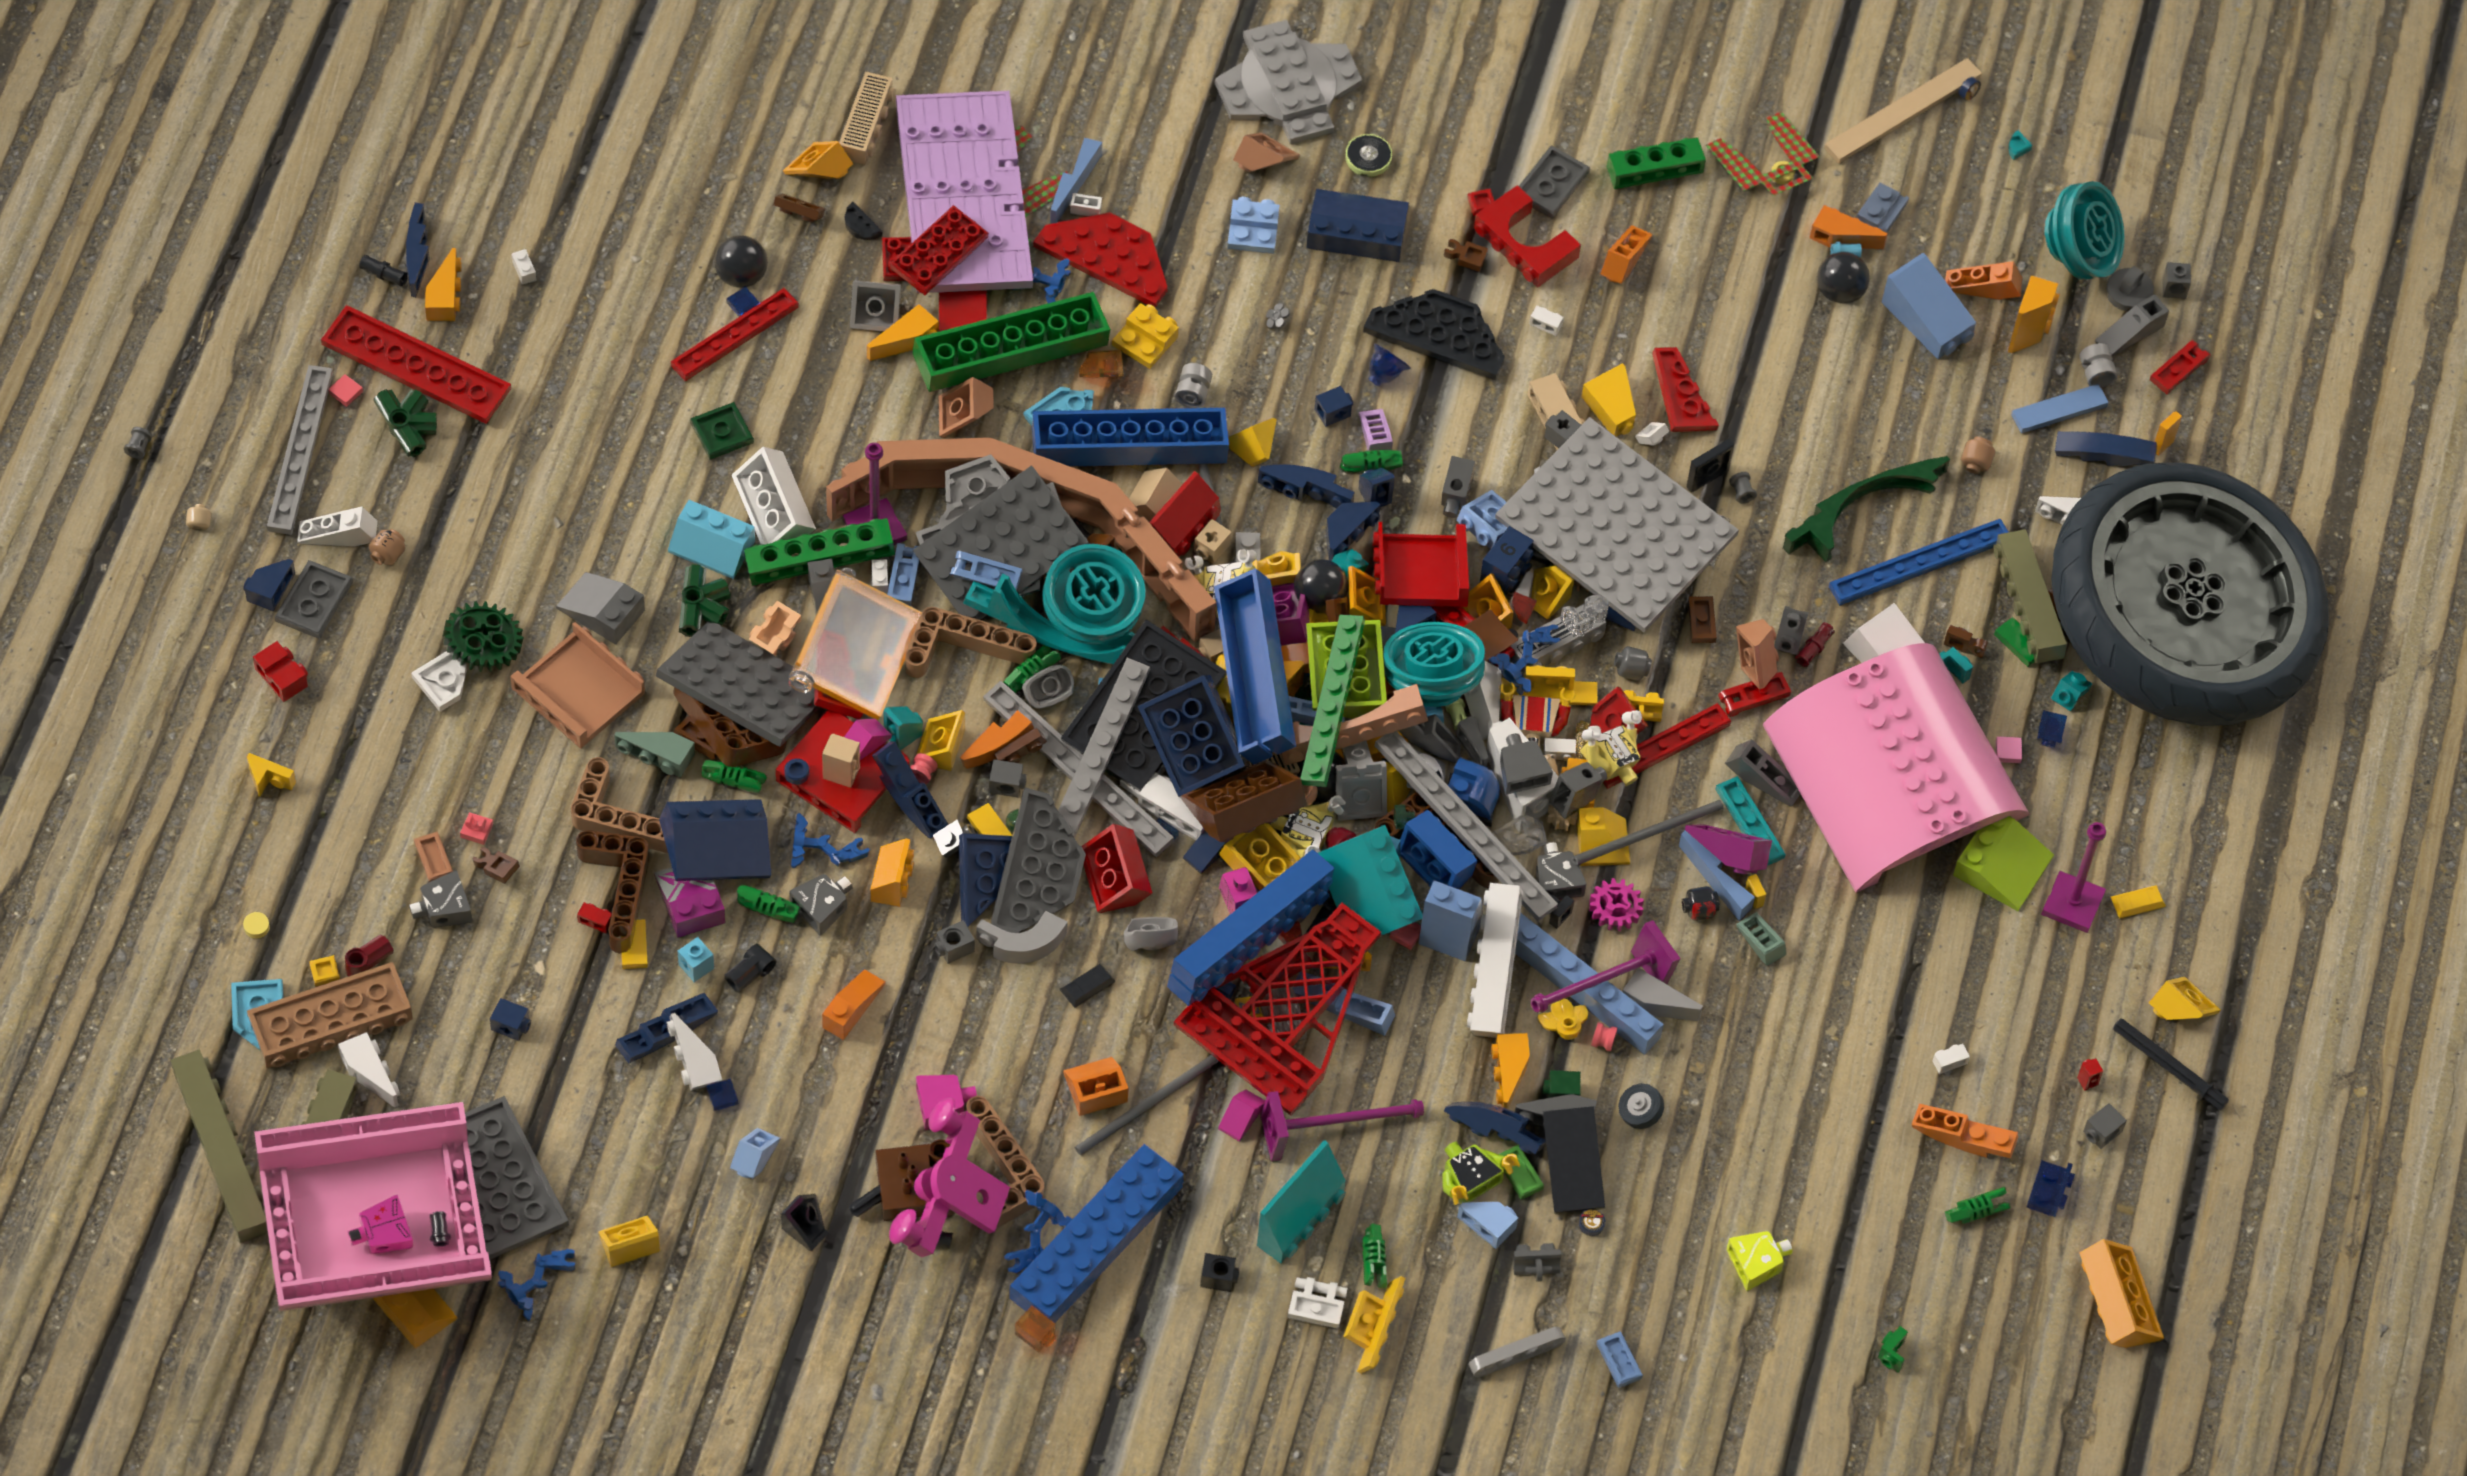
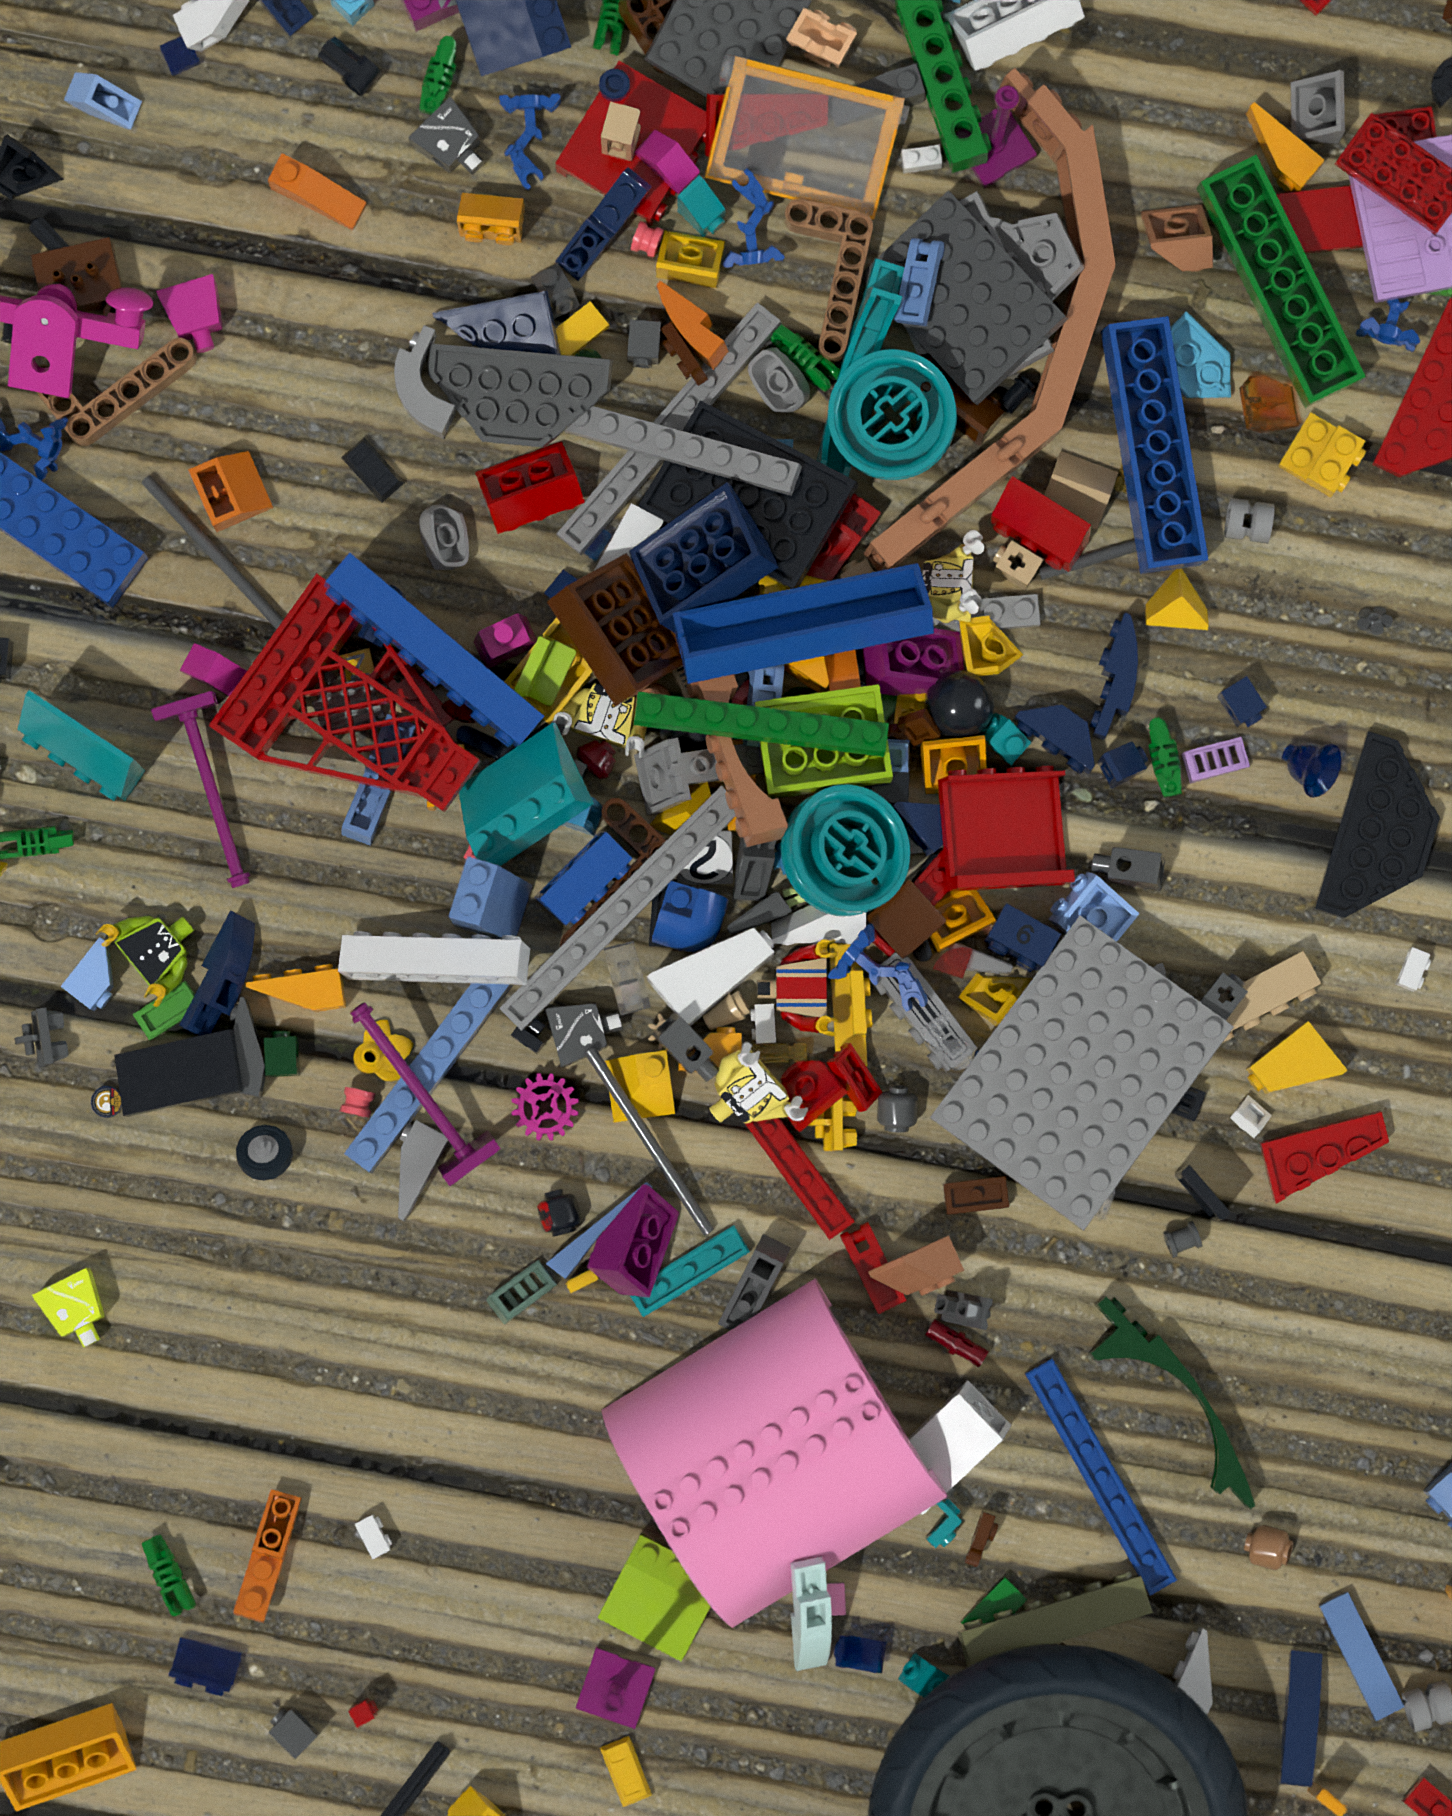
camera: 85 degrees right, 25 degrees up
(903, 574) = (922, 186): medium blue plate -> none
(944, 696) = (754, 193): none -> blue piece
(957, 932) = (408, 316): dark grey brick -> none
(1267, 858) = (545, 670): none -> lime panel
(1402, 816) = (624, 828): clear green tile -> none
(1523, 765) = (697, 970): dark grey torso -> none
(1604, 686) = (853, 1080): none -> red tile
(2027, 746) = (811, 1614): none -> light aqua slope

